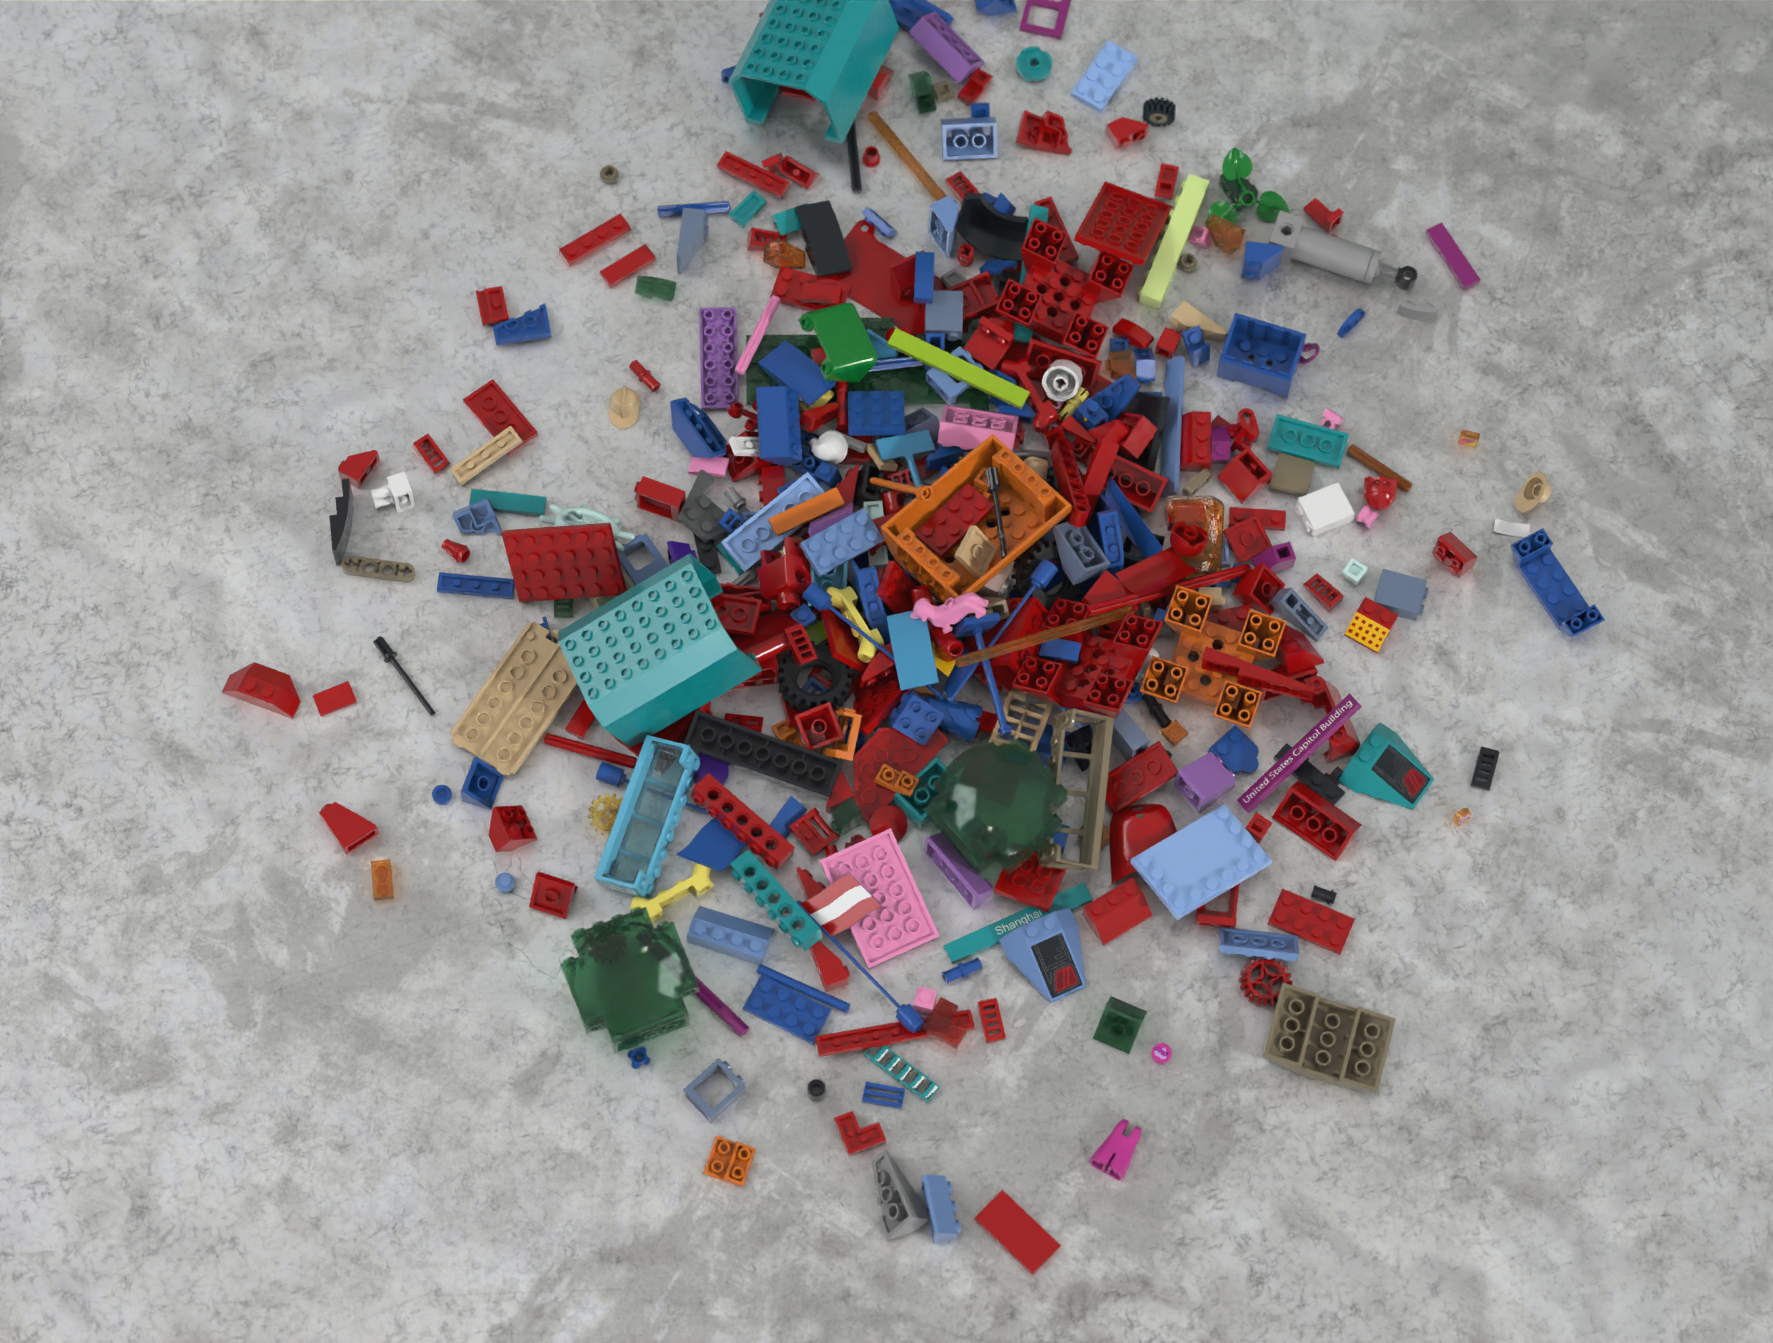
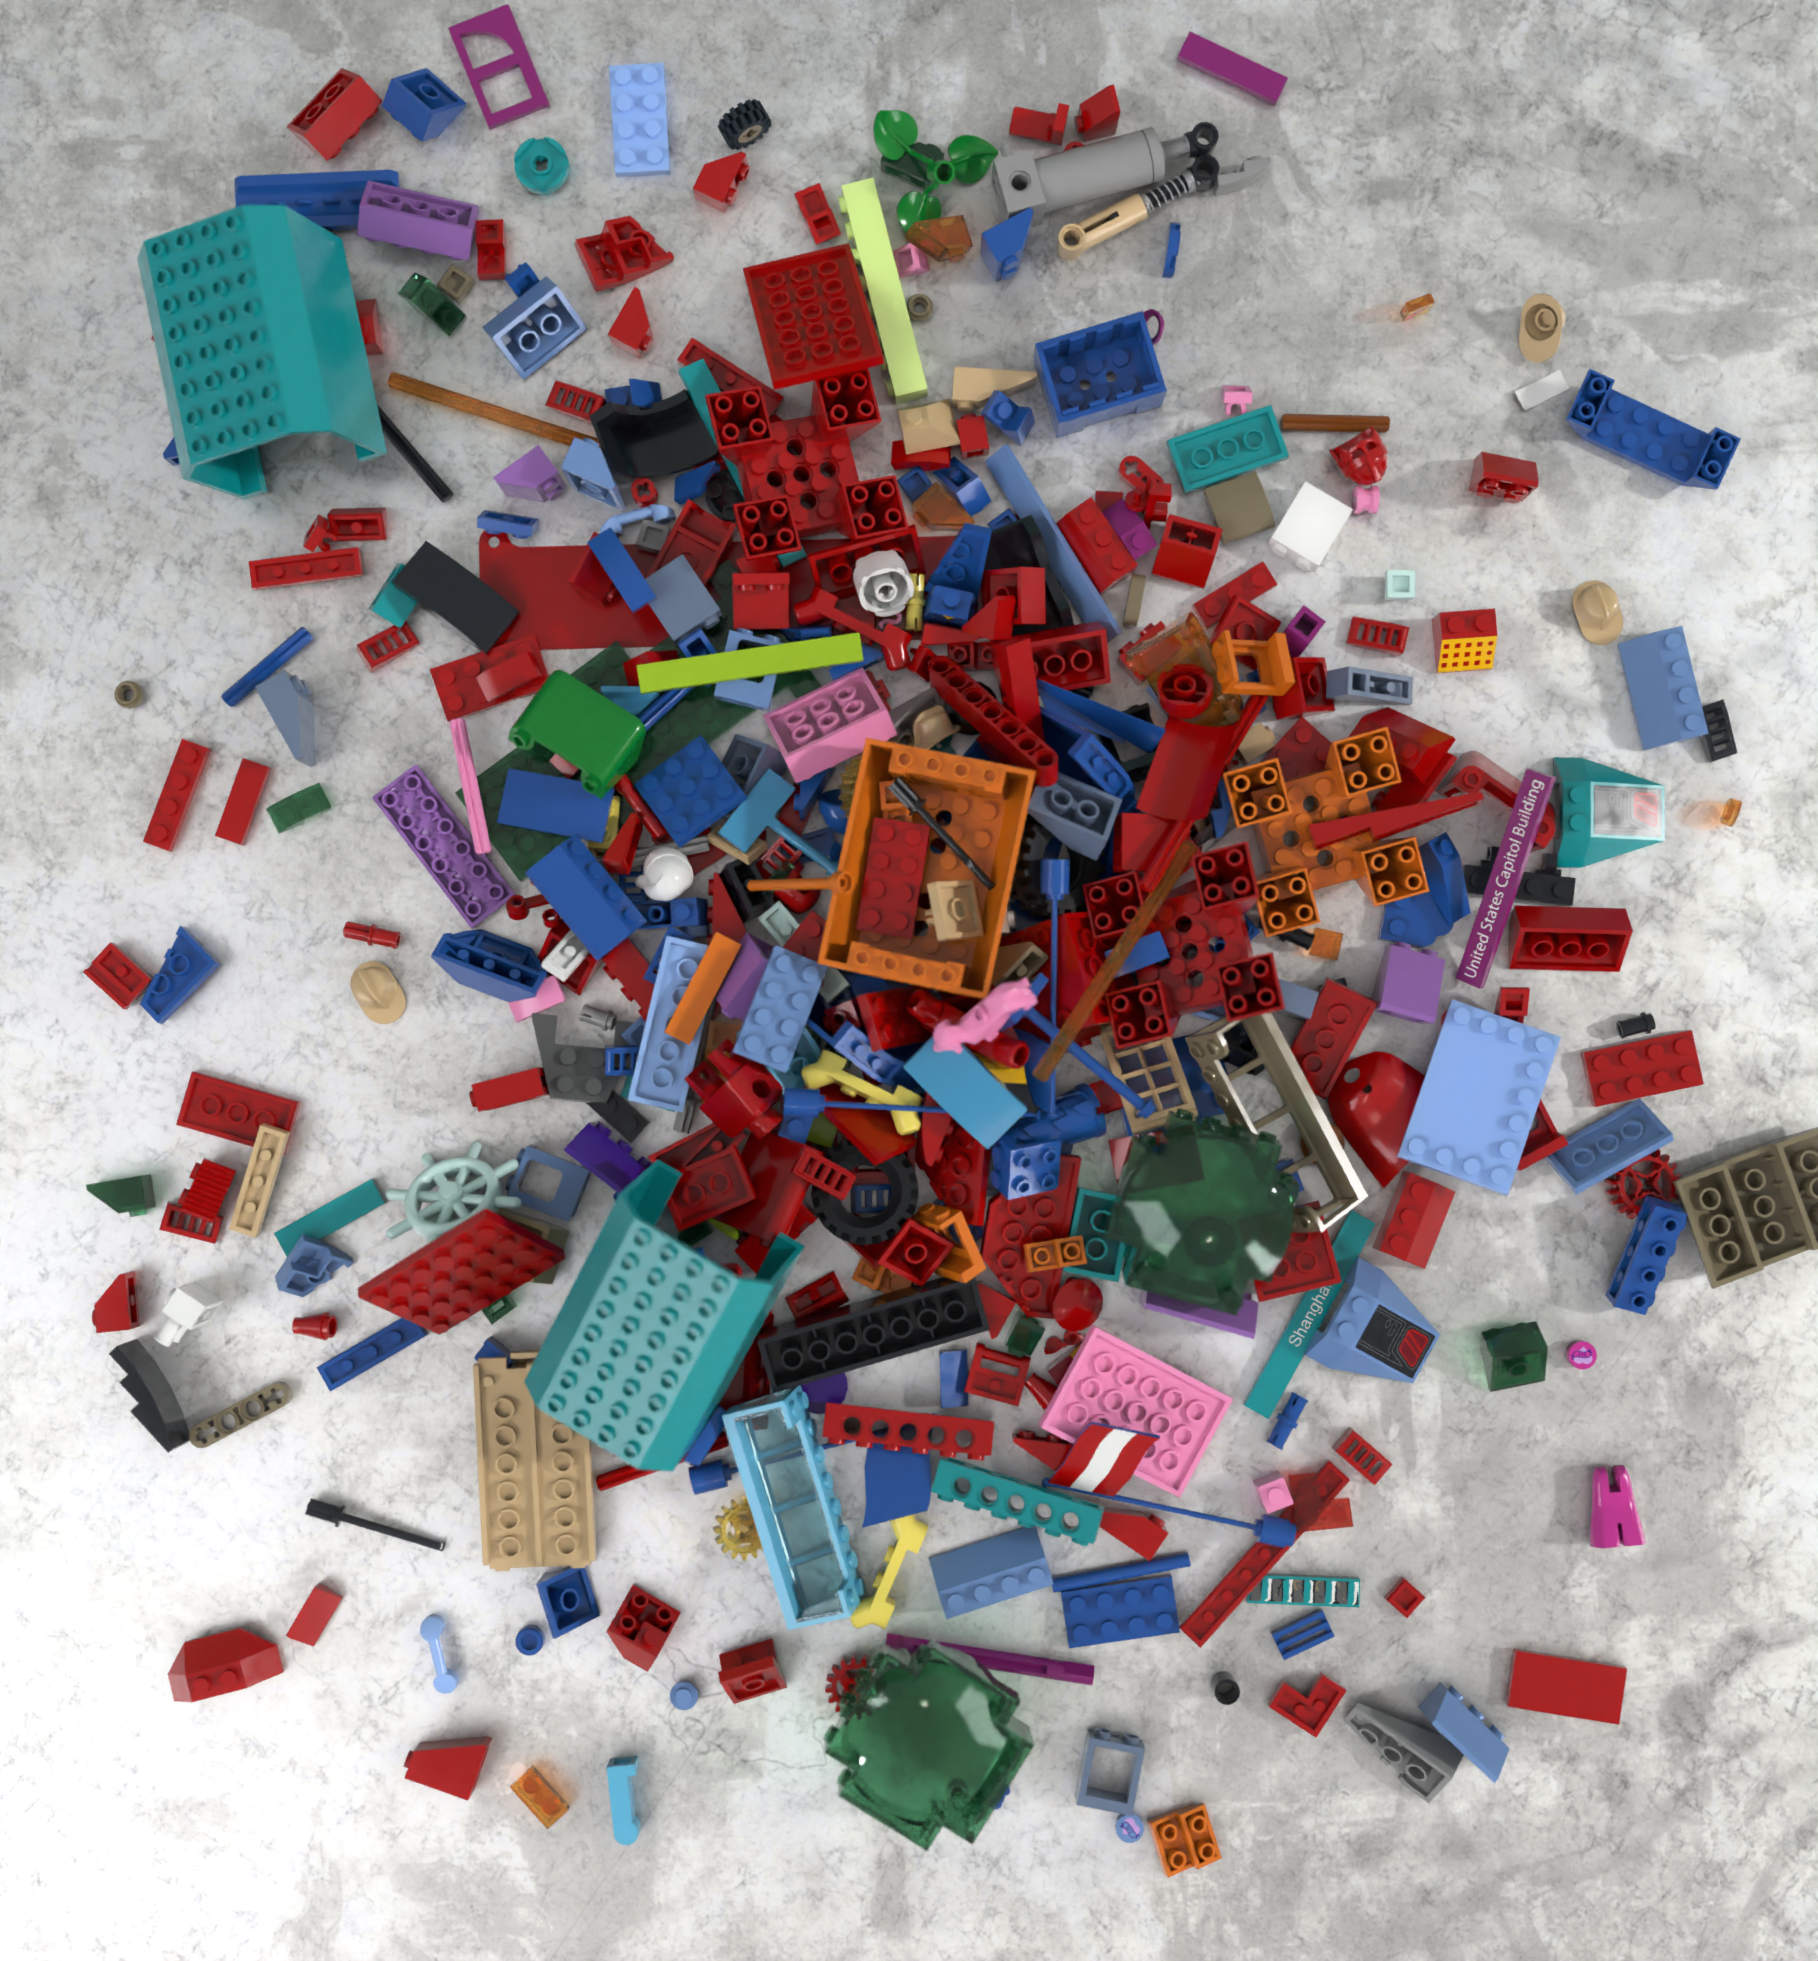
camera: 30 degrees left, 20 degrees up
(378, 781) = (430, 1631): none -> light blue bar
(410, 415) = (126, 1194): none -> clear green slope
(427, 912) = (625, 1822): none -> medium azure leg
(454, 441) = (207, 1190): none -> red brick
(624, 748) = (706, 1439): none -> blue piece
(702, 1132) = (1129, 1827): none -> medium blue tile
(747, 209) = (333, 619): teal tile -> none
(783, 254) = (423, 653): clear orange slope -> none
(869, 161) = (437, 447): red piece -> none
(909, 207) = (531, 478): none -> medium lavender slope
(958, 1116) = (1404, 1597): none -> red tile
(966, 270) = (660, 513): none -> light blue bar
(1021, 171) = (632, 327): none -> red slope
(1146, 320) = (928, 426): none -> tan slope
(1237, 1015) = (1646, 1255): none -> blue brick
(1250, 555) = (1271, 659): none -> orange window
(1268, 736) = (1445, 877): none -> blue slope
(1343, 288) = (1134, 209): none -> piece
(1358, 229) = (1098, 115): none -> red slope
(1401, 594) = (1472, 575): sand blue brick -> none
(1461, 663) = (1597, 612): none -> tan piece
(1468, 725) = (1662, 688): none -> medium blue slope

